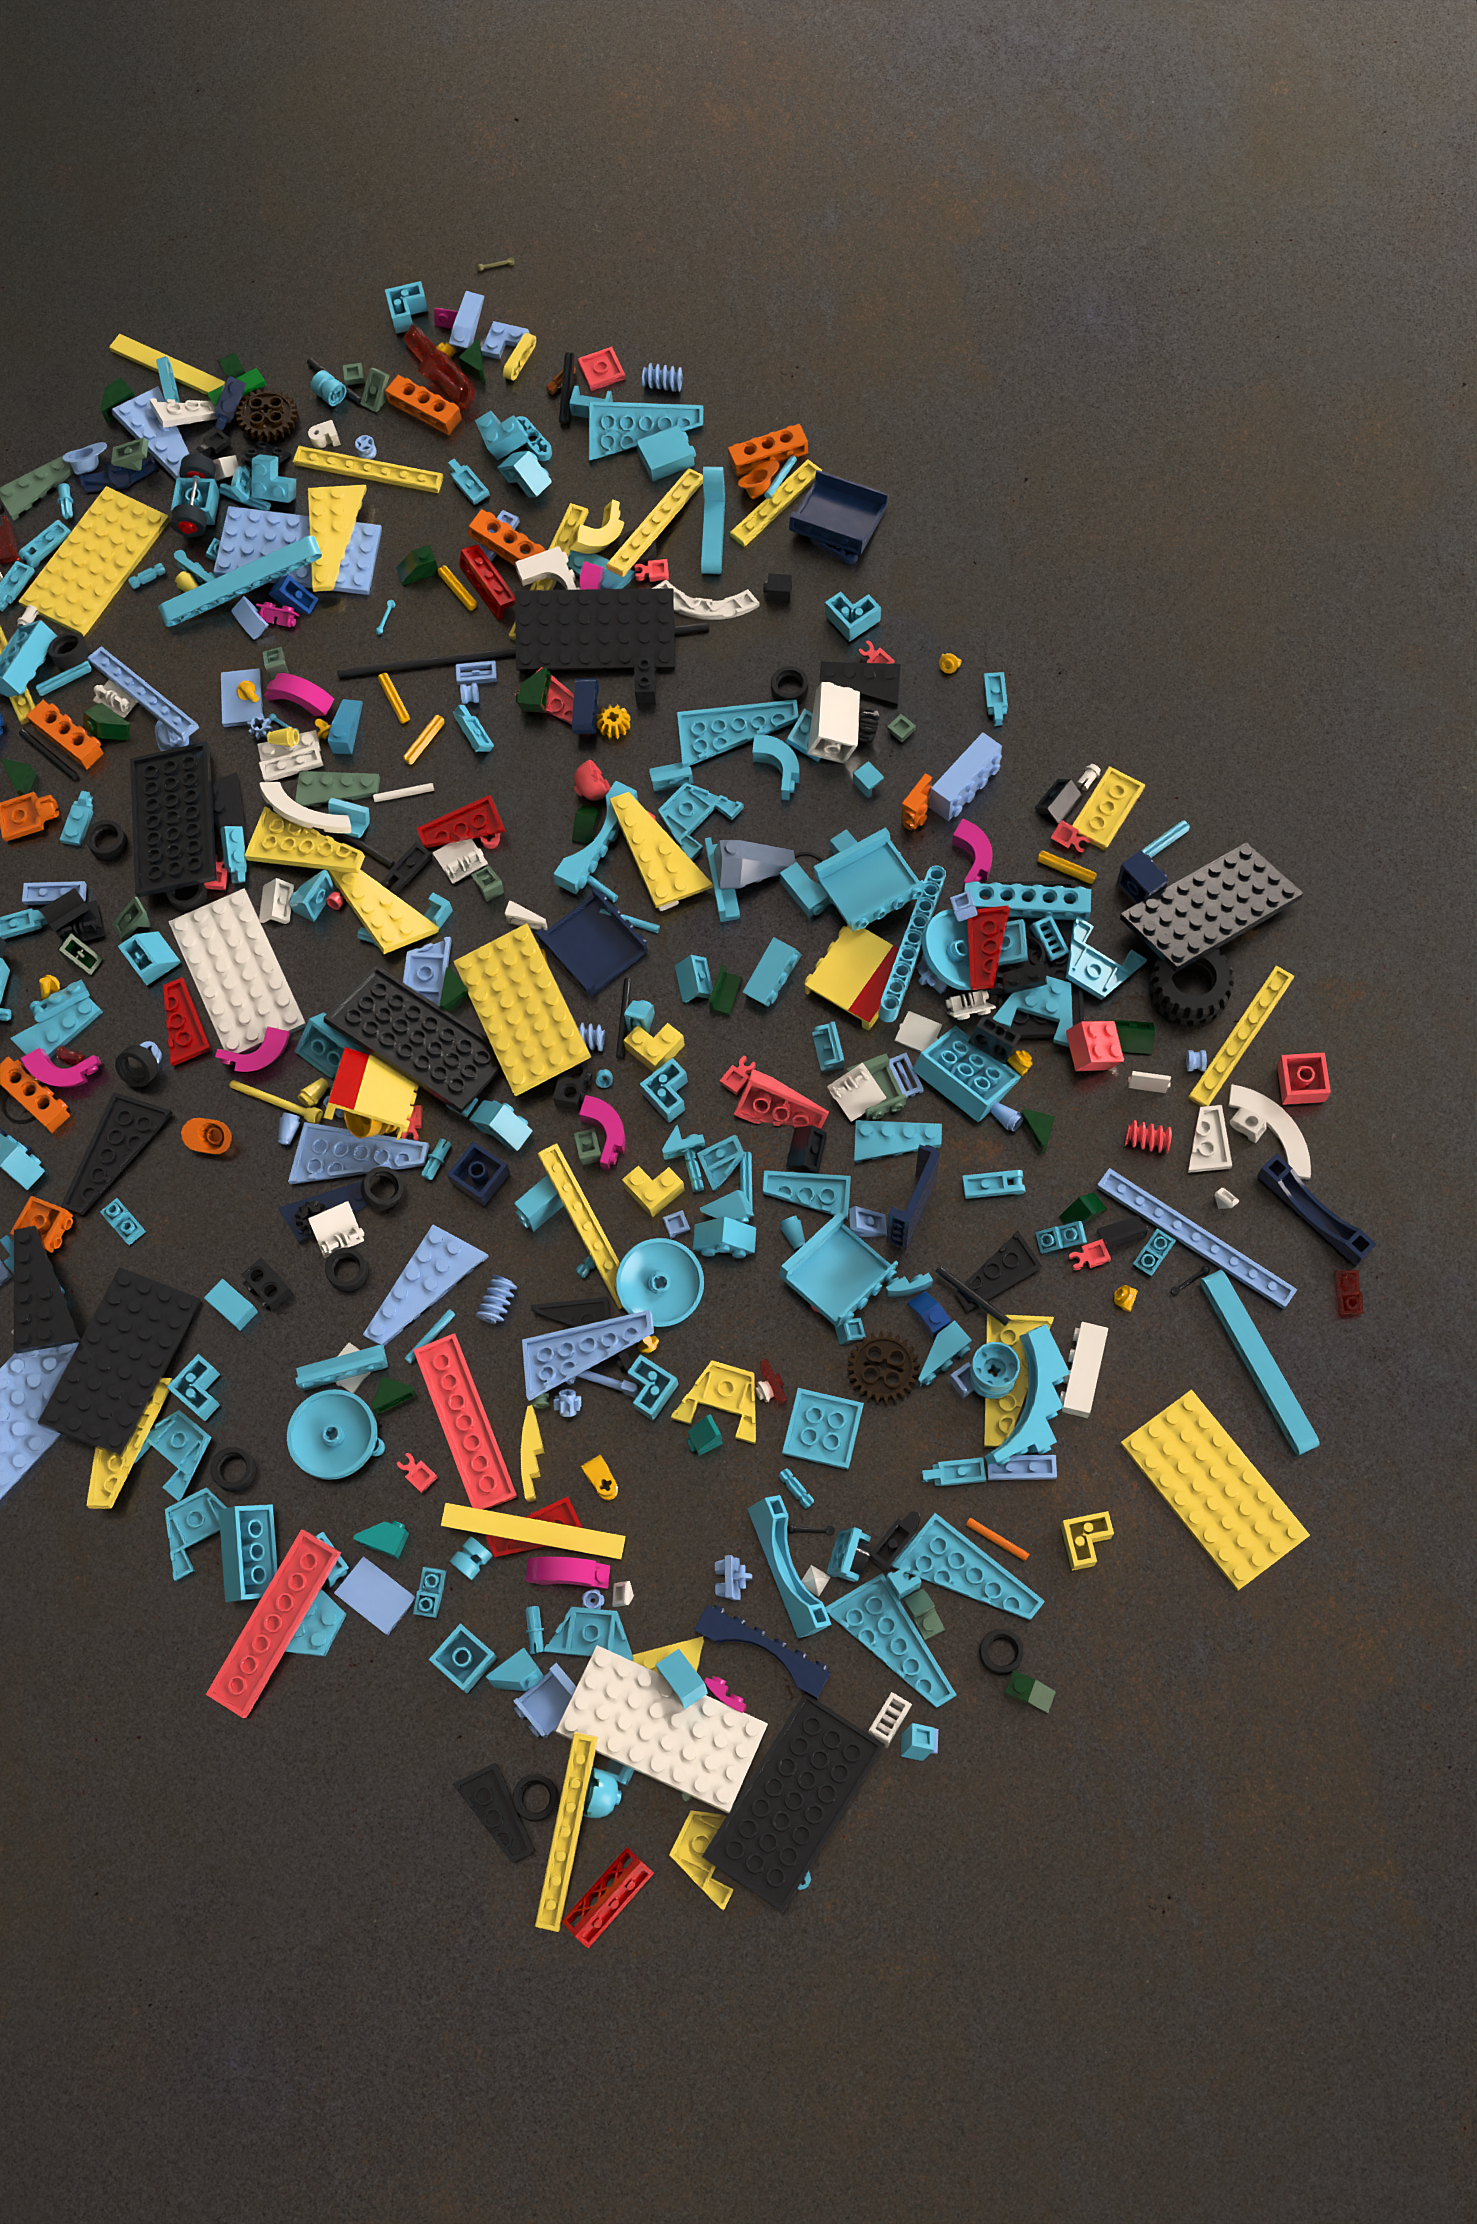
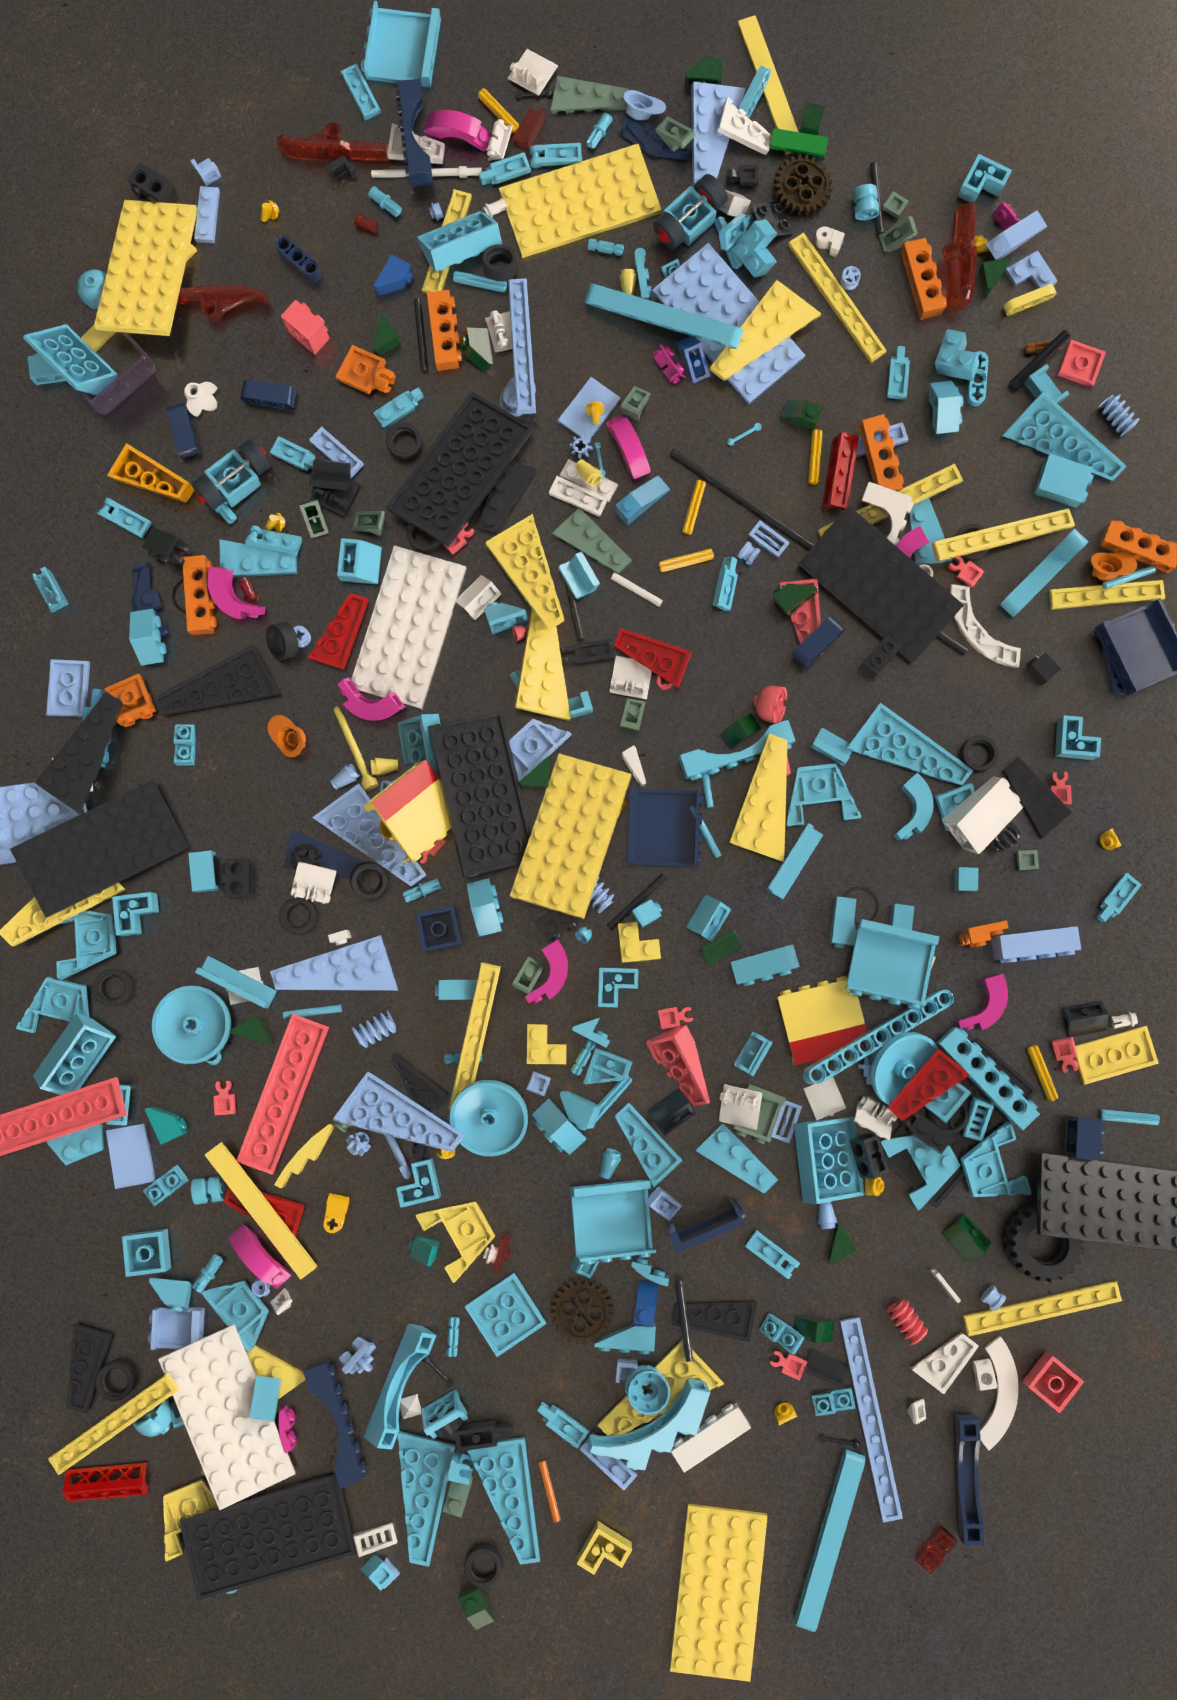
camera: 40 degrees right, 15 degrees up
(228, 401) = (783, 150): dark blue hinge -> none
(234, 852) = (480, 534): medium azure hinge -> none
(249, 619) = (646, 347): light blue slope -> none
(292, 811) = (548, 545): white tile -> none
(324, 729) = (624, 488): yellow plate -> none
(399, 1254) = (340, 937): none -> white plate
(510, 261) = (1097, 207): olive hinge -> none
(591, 540) = (940, 507): light yellow arch -> none
(613, 721) = (836, 671): yellow gear -> none
(748, 862) = (820, 869): sand blue wedge -> none
(963, 906) = (938, 1044): light blue slope -> none
(1094, 1045) = (932, 1227): coral brick -> none

